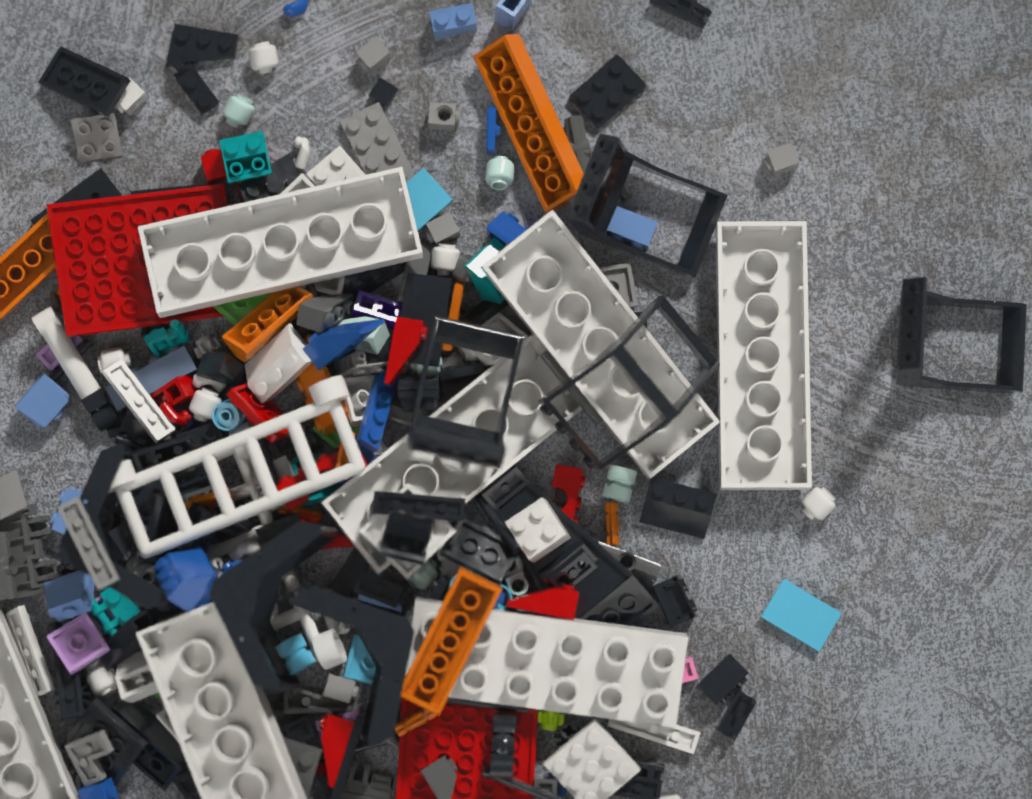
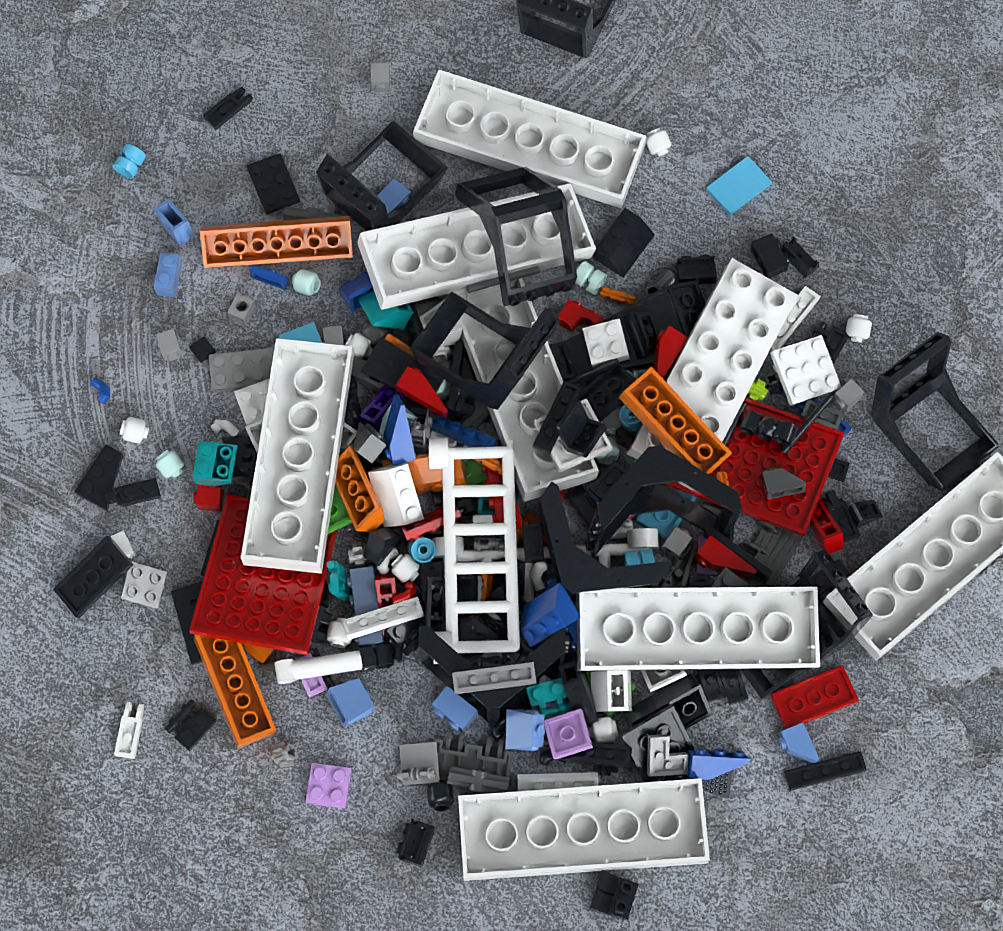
camera: 70 degrees left, 10 degrees down
(126, 338) = (324, 618): none -> black hips

